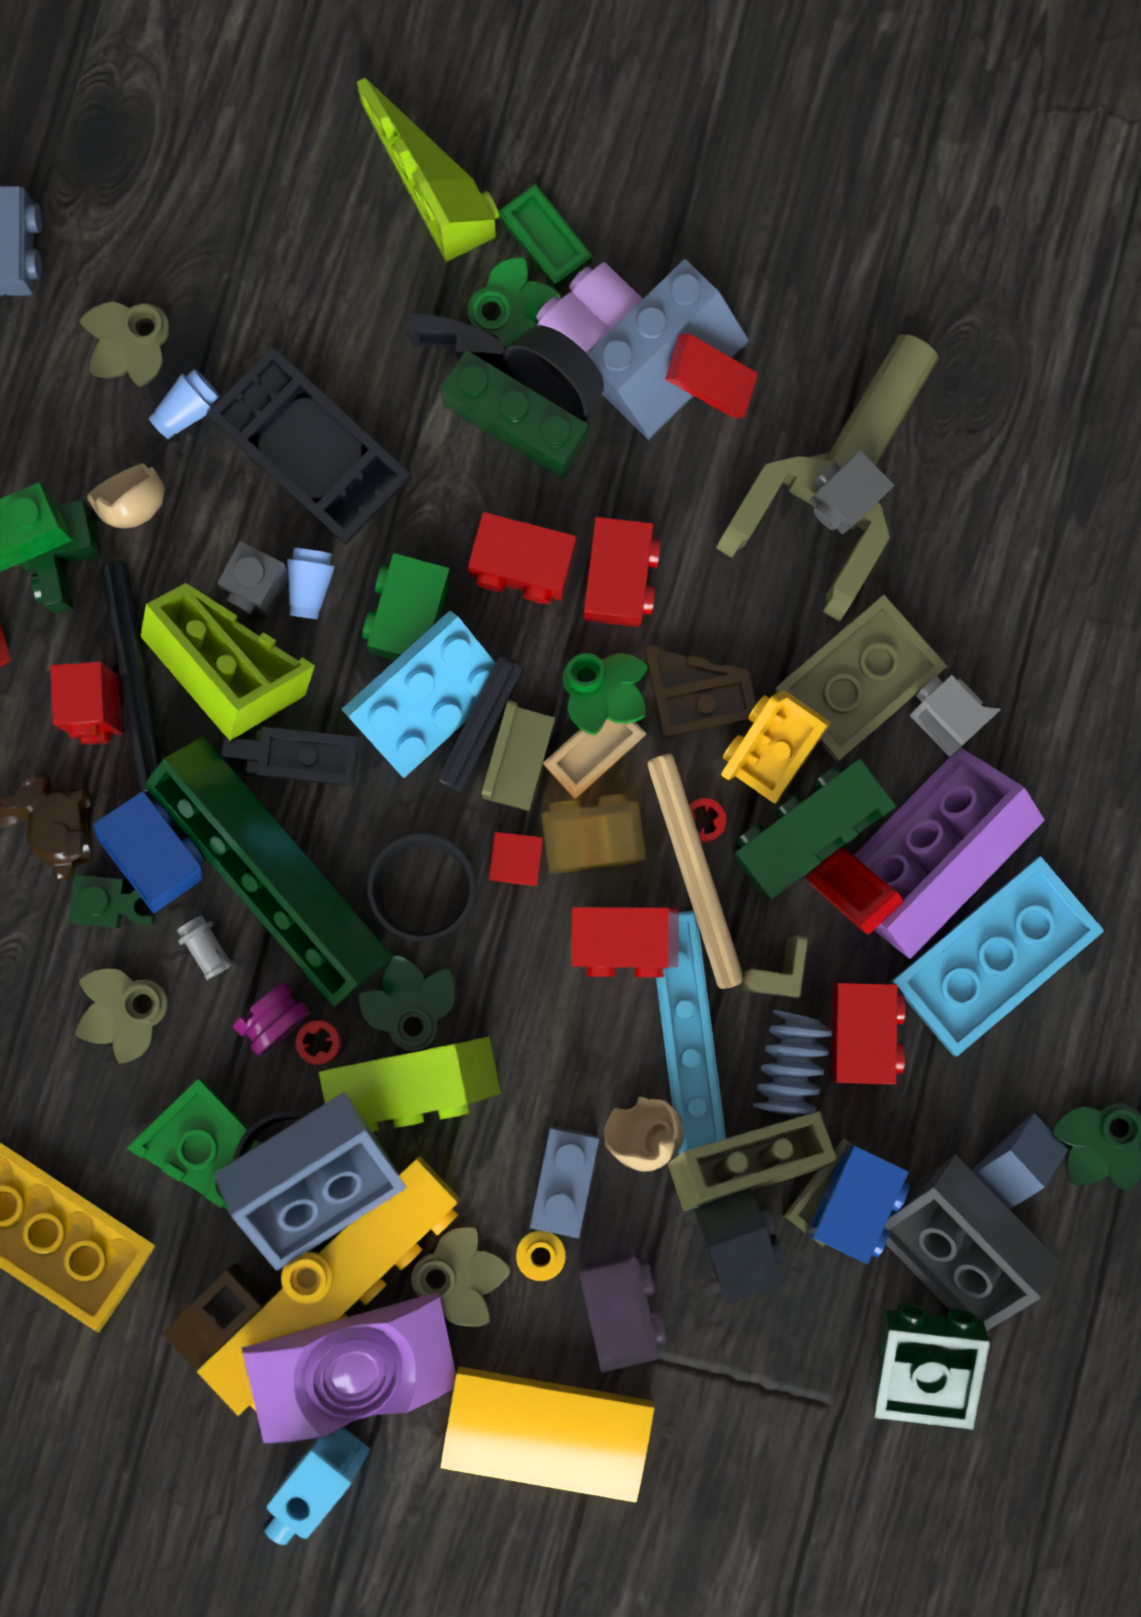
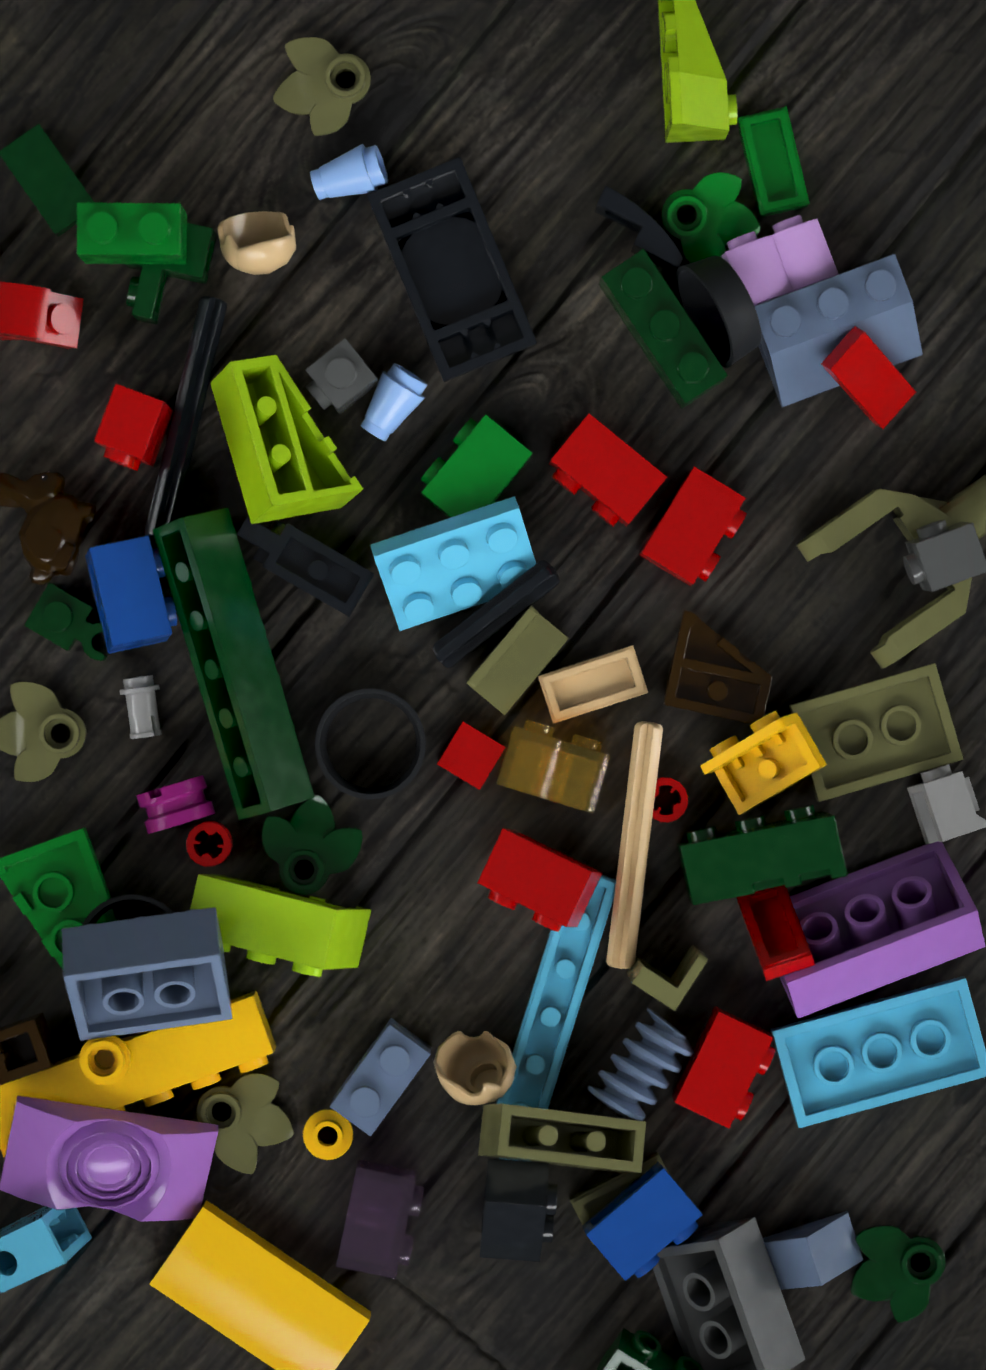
camera: 30 degrees right, 5 degrees up
(608, 695) = (630, 641): green plate -> none

